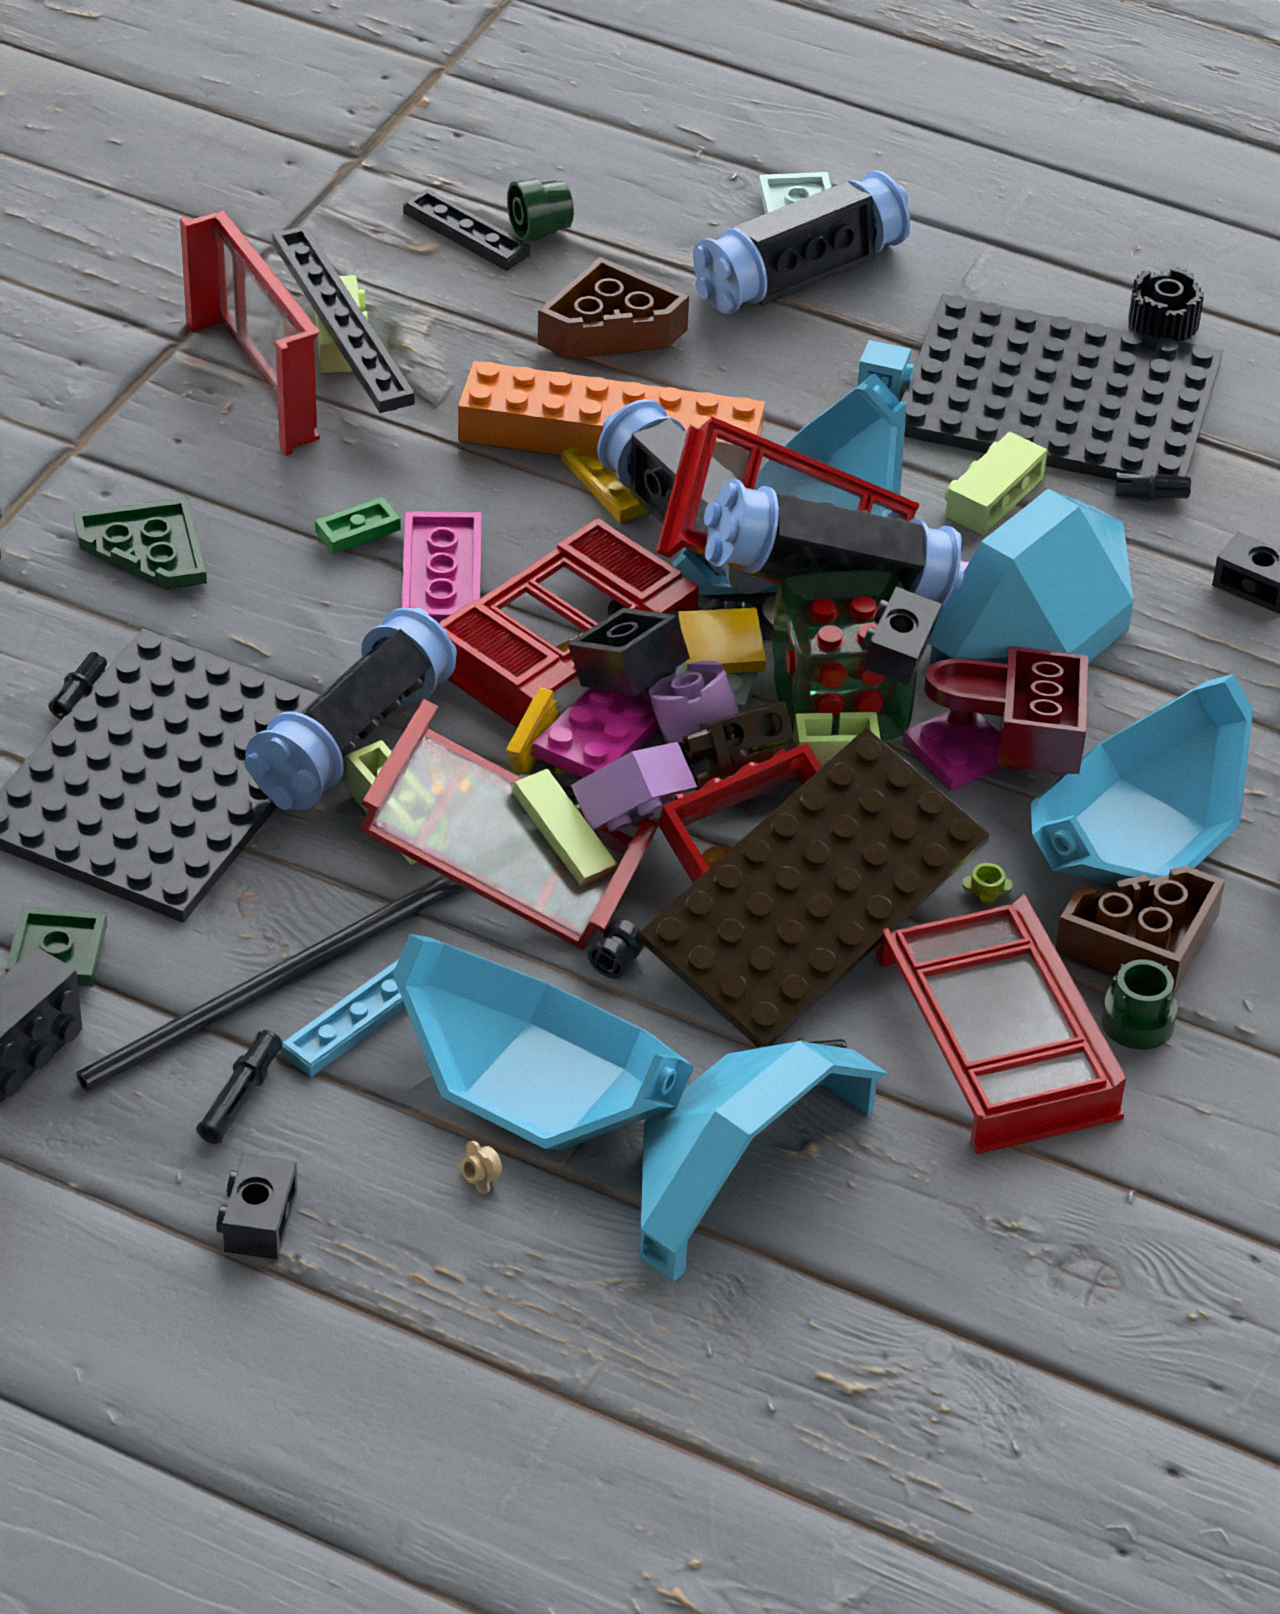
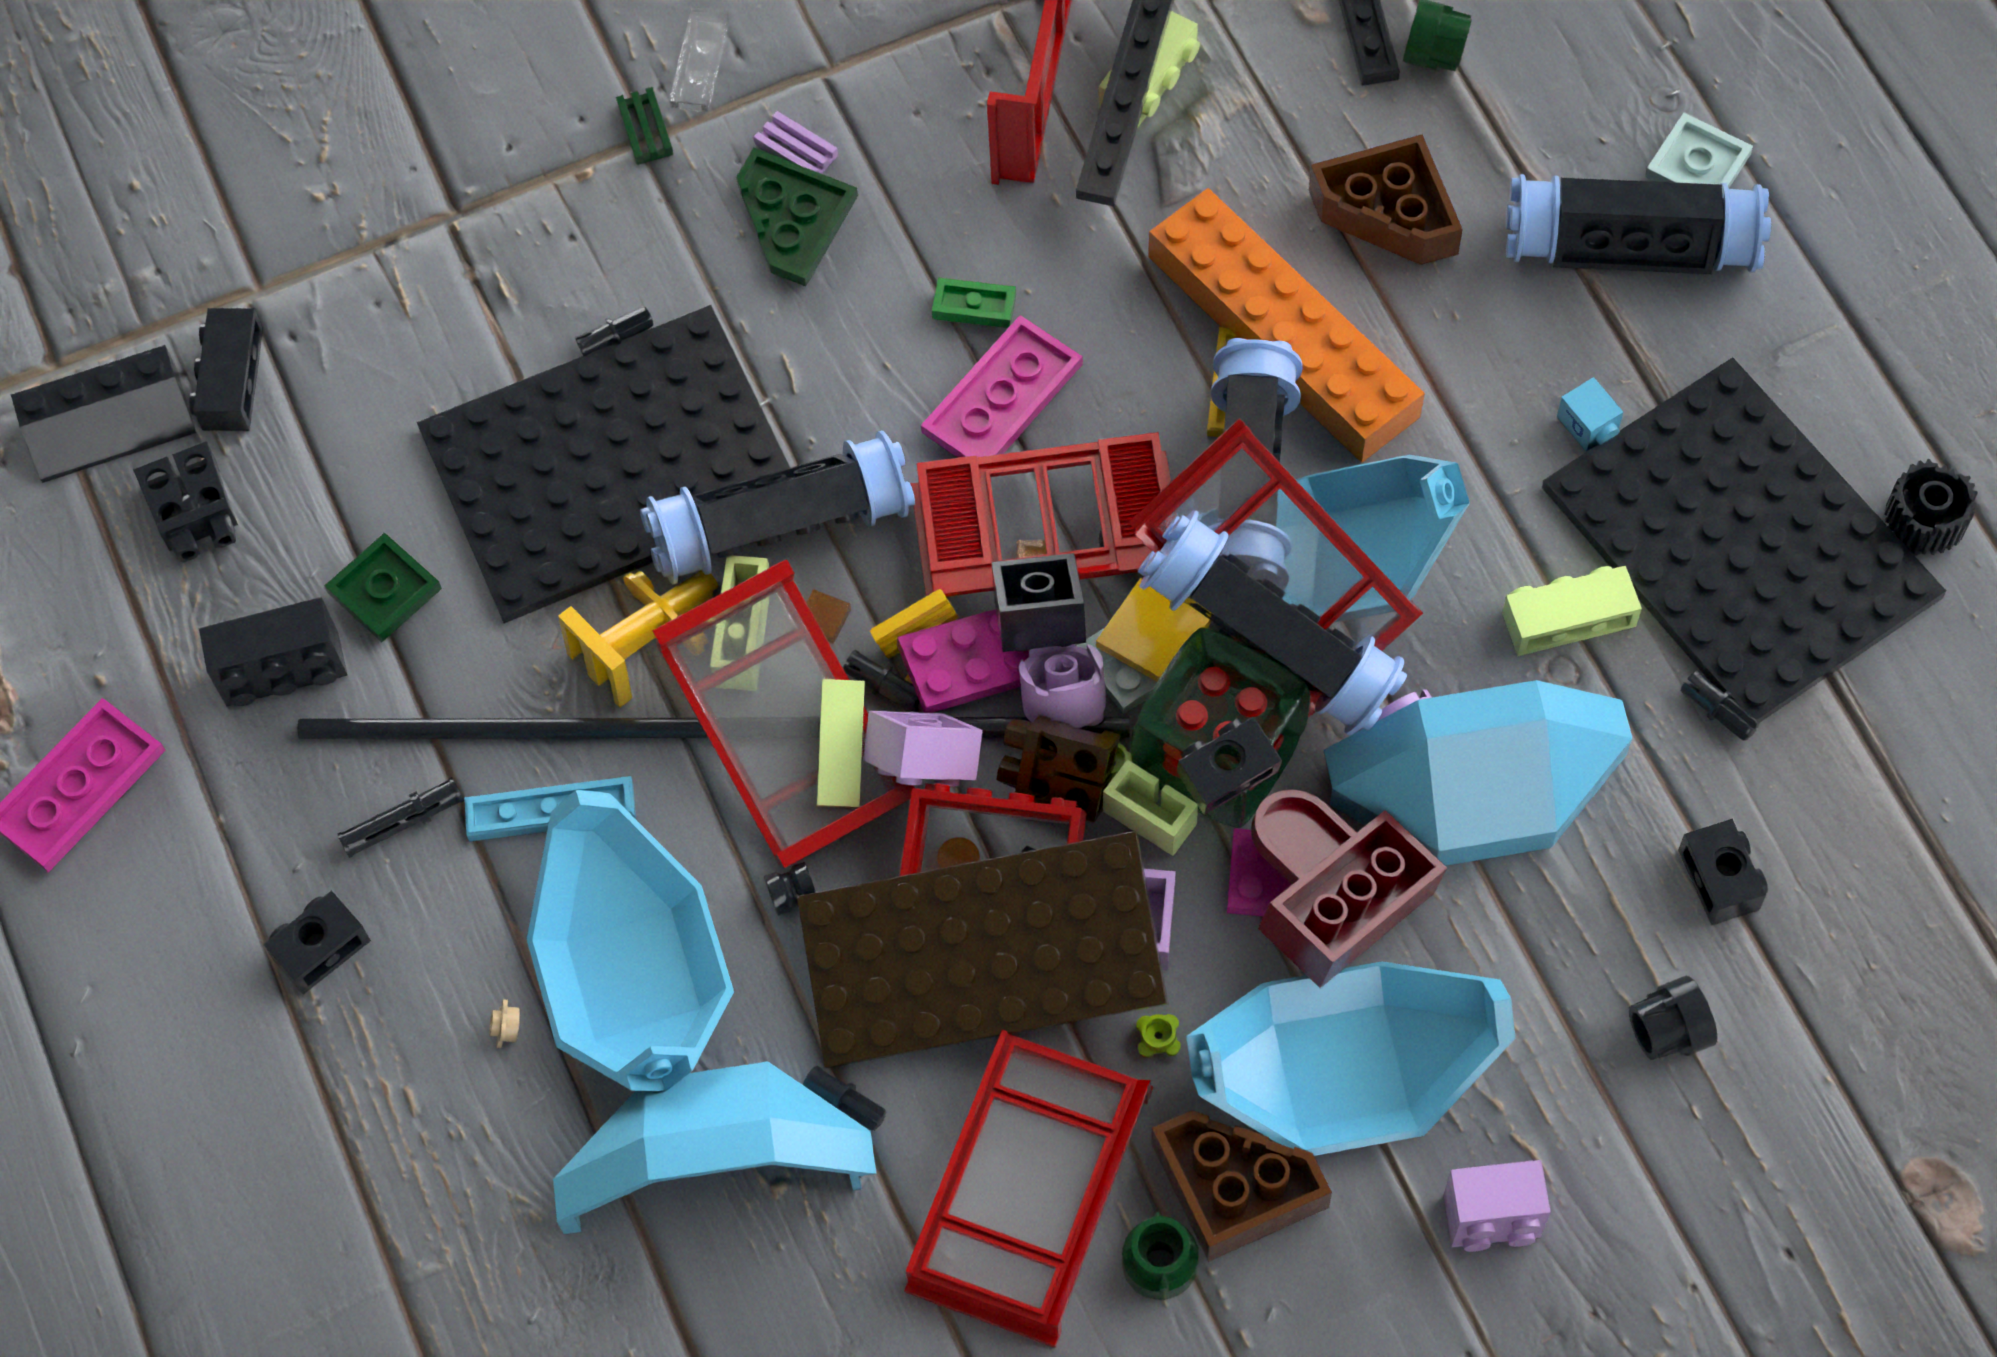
camera: 45 degrees right, 20 degrees up
(93, 497) = (763, 140): none -> lavender tile
(301, 867) = (607, 652): none -> yellow piece

